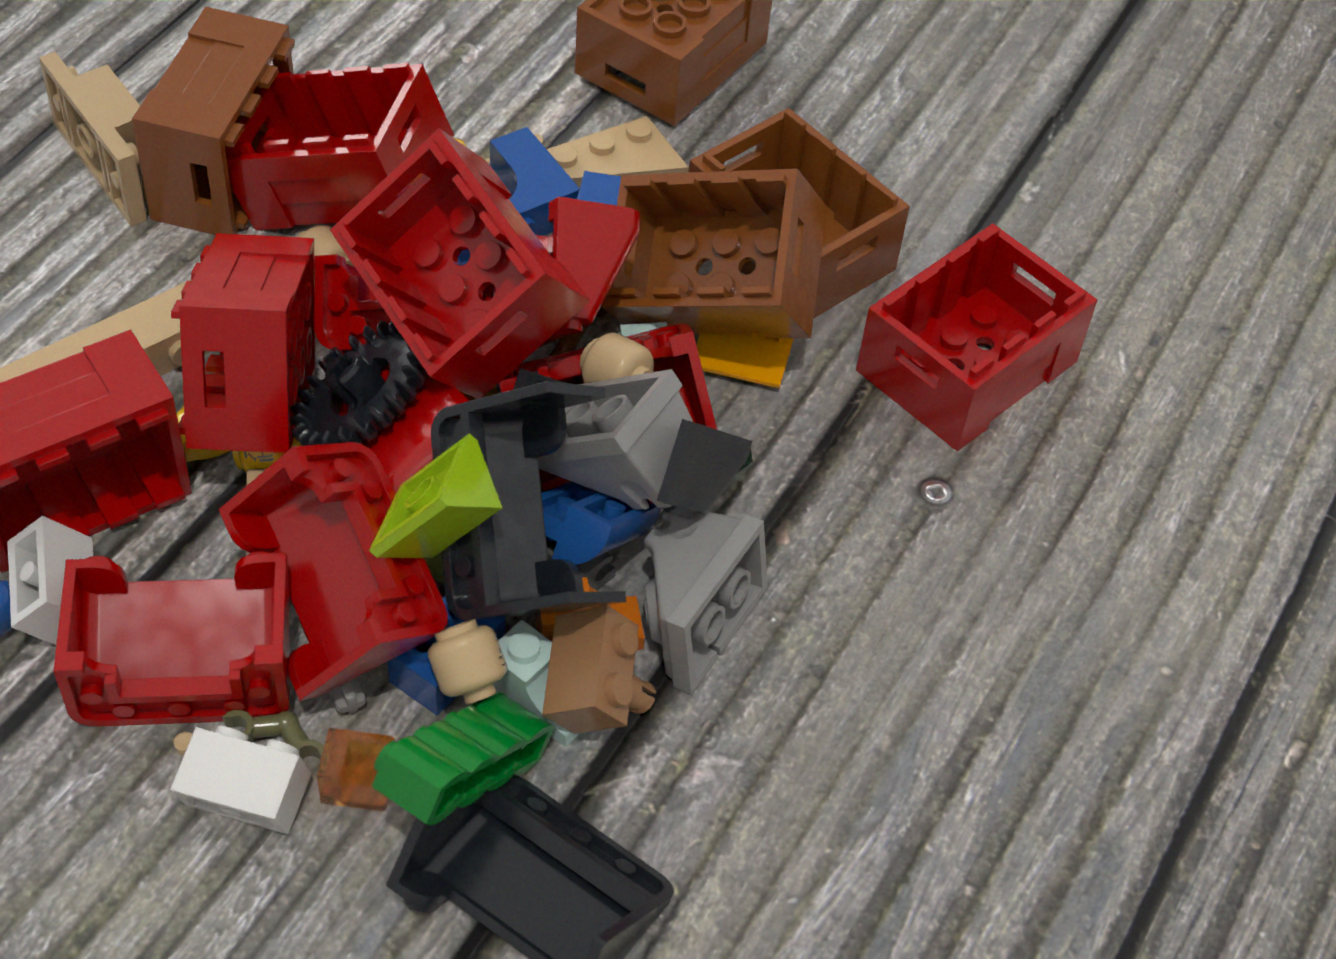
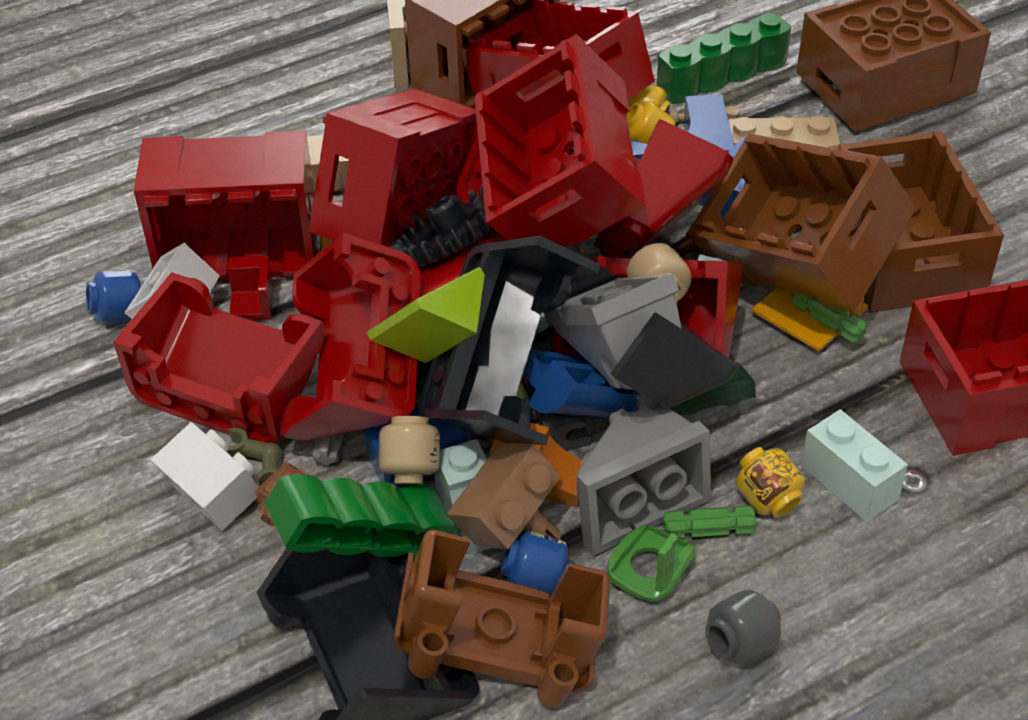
camera: 35 degrees right, 5 degrees down
(134, 538) = (251, 287): none -> red panel
(498, 76) = (723, 57): none -> green brick
(655, 730) = (535, 561): none -> blue head
(668, 805) = (499, 624): none -> dark orange container
(773, 657) = (672, 561): none -> bright green piece
(783, 612) = (710, 521): none -> bright green axle
(801, 351) = (852, 327): none -> bright green axle
(821, 547) = (770, 482): none -> yellow head
(883, 706) = (743, 627): none -> dark grey head
(886, 498) = (853, 465): none -> light aqua brick

